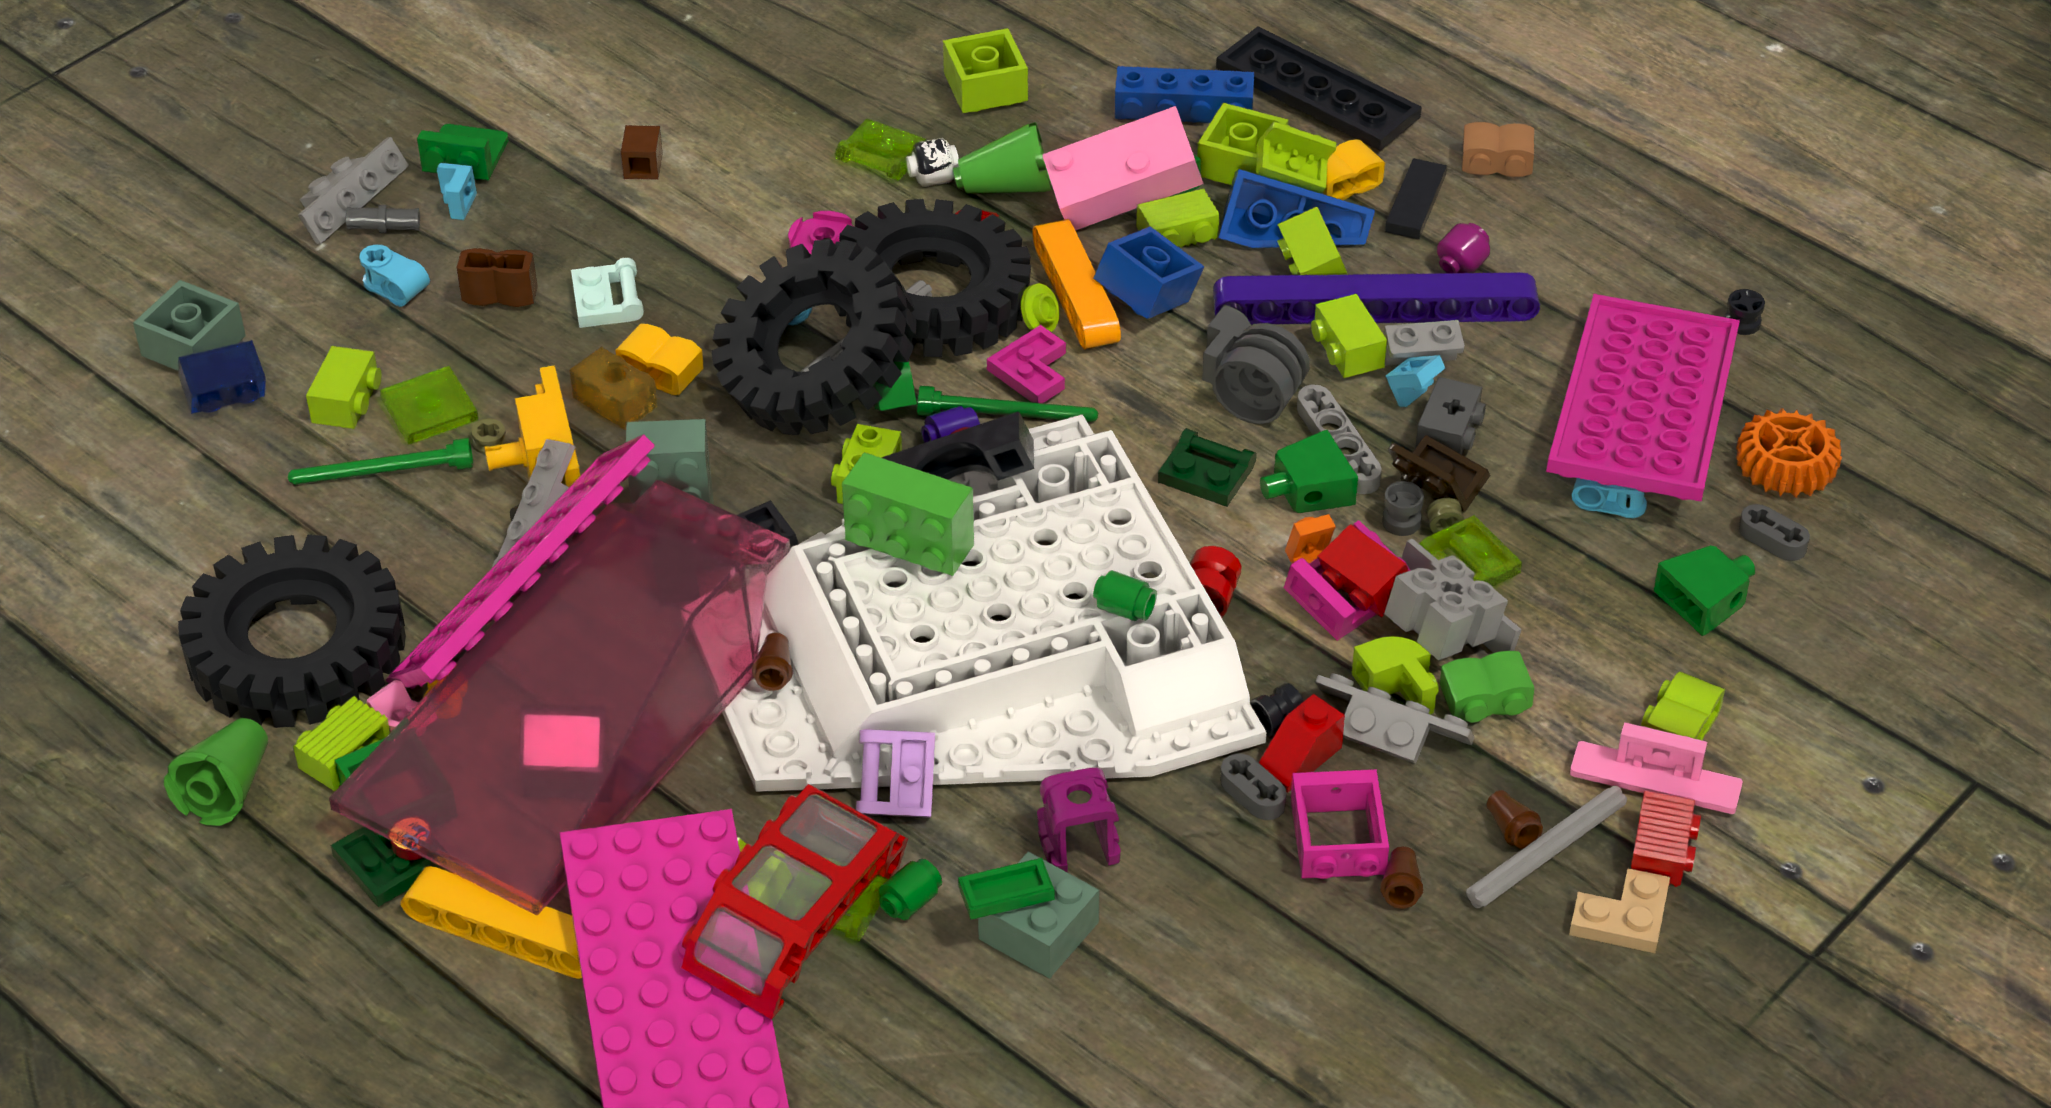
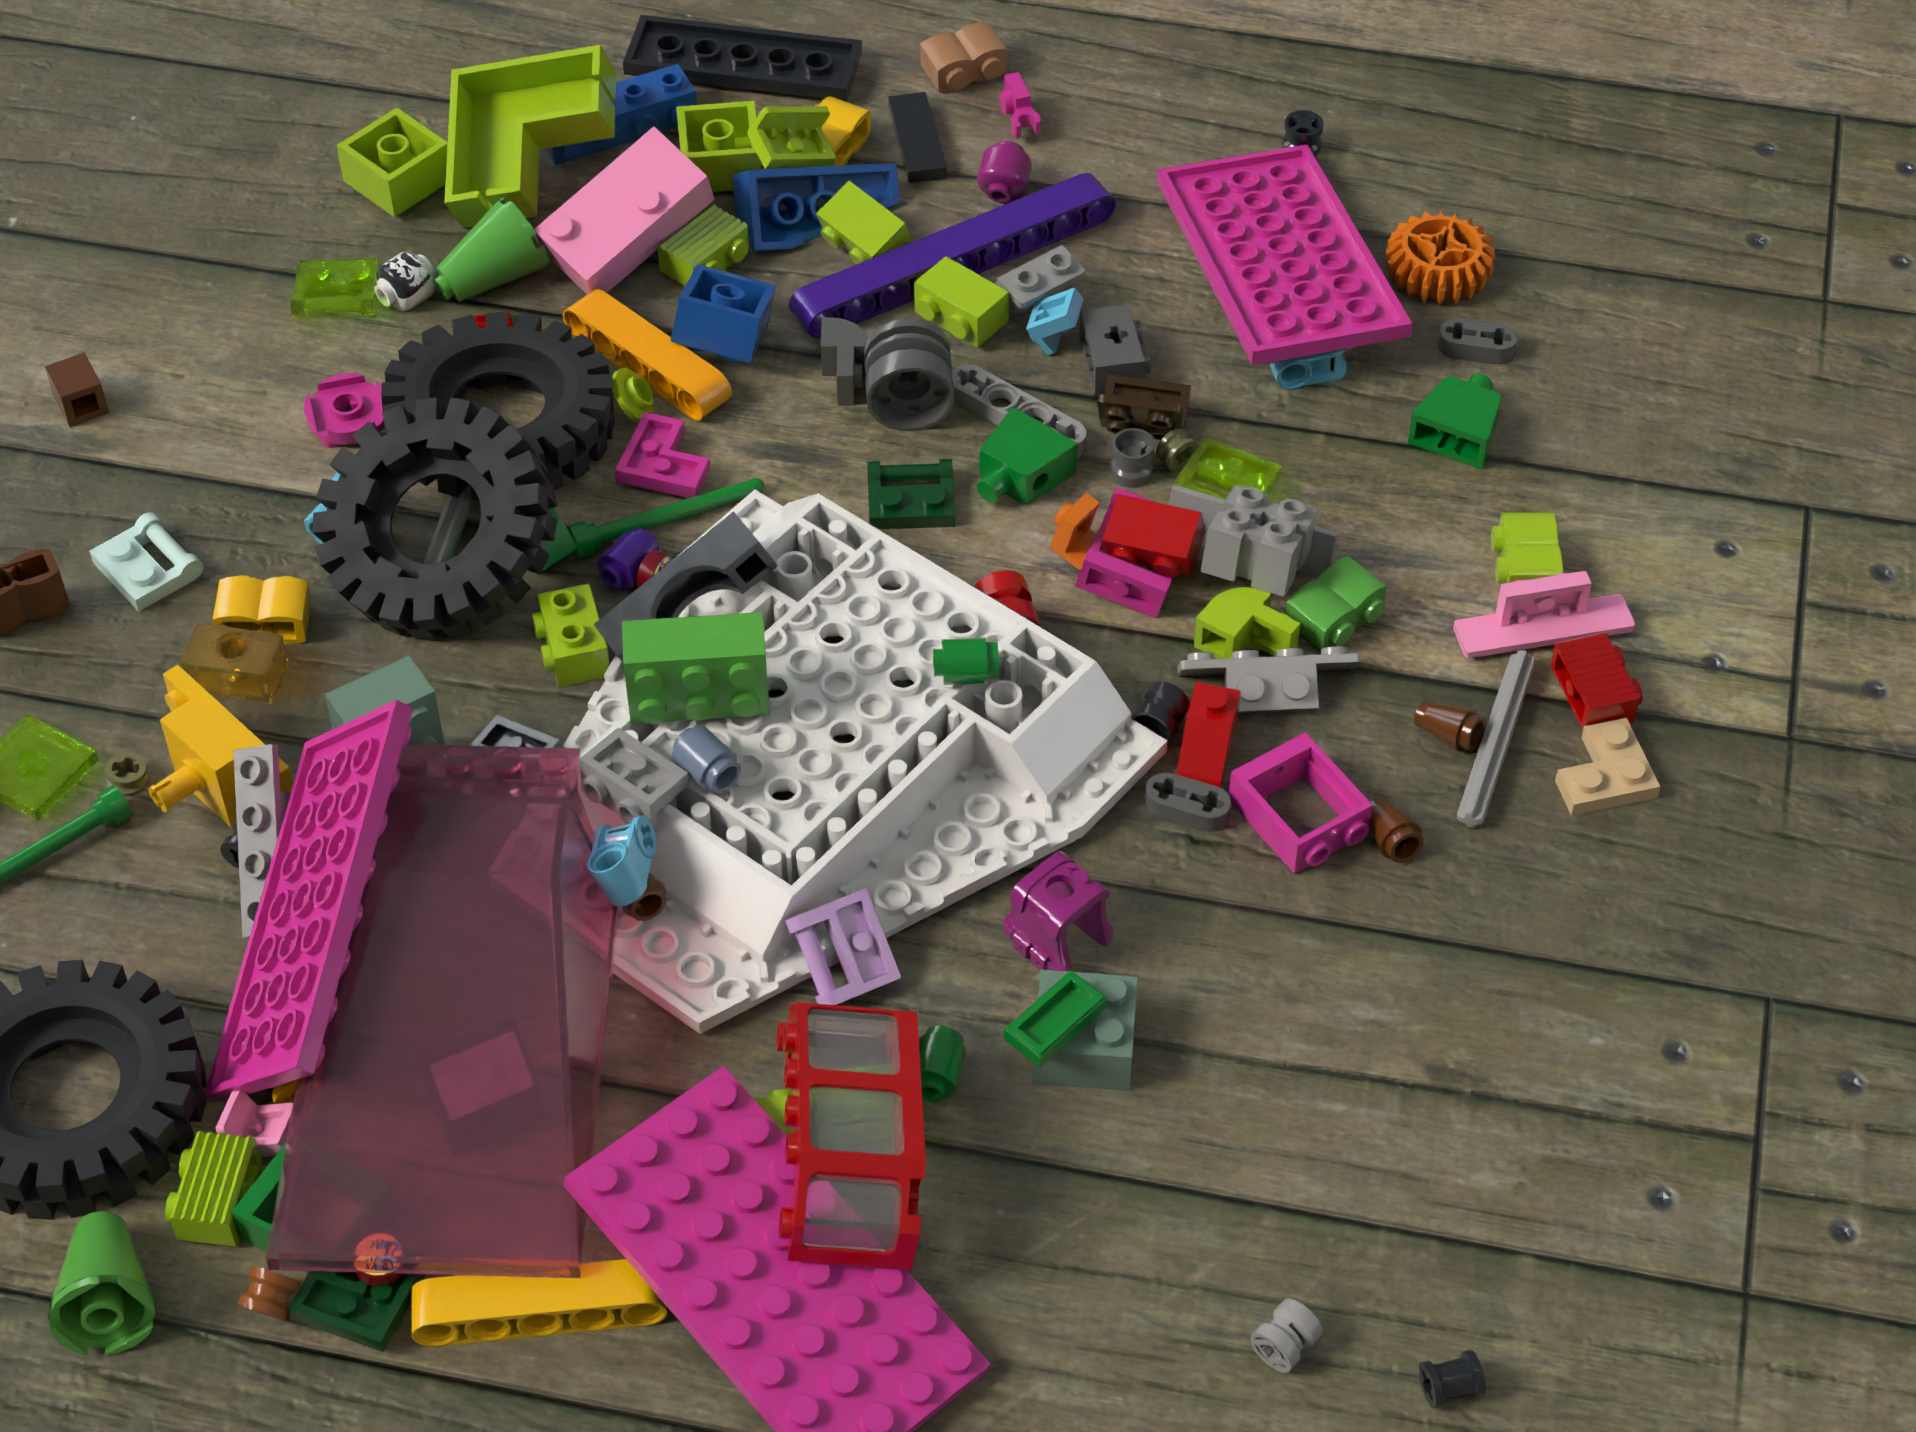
camera: 30 degrees left, 5 degrees up
(325, 828) = (268, 1293): none -> dark orange wheel
(766, 632) = (623, 859): none -> medium azure piece
(812, 576) = (630, 777): none -> light grey bracket
(874, 585) = (706, 759): none -> sand blue brick
(1085, 62) = (512, 111): none -> lime piece
(1513, 202) = (1017, 103): none -> dark pink plate

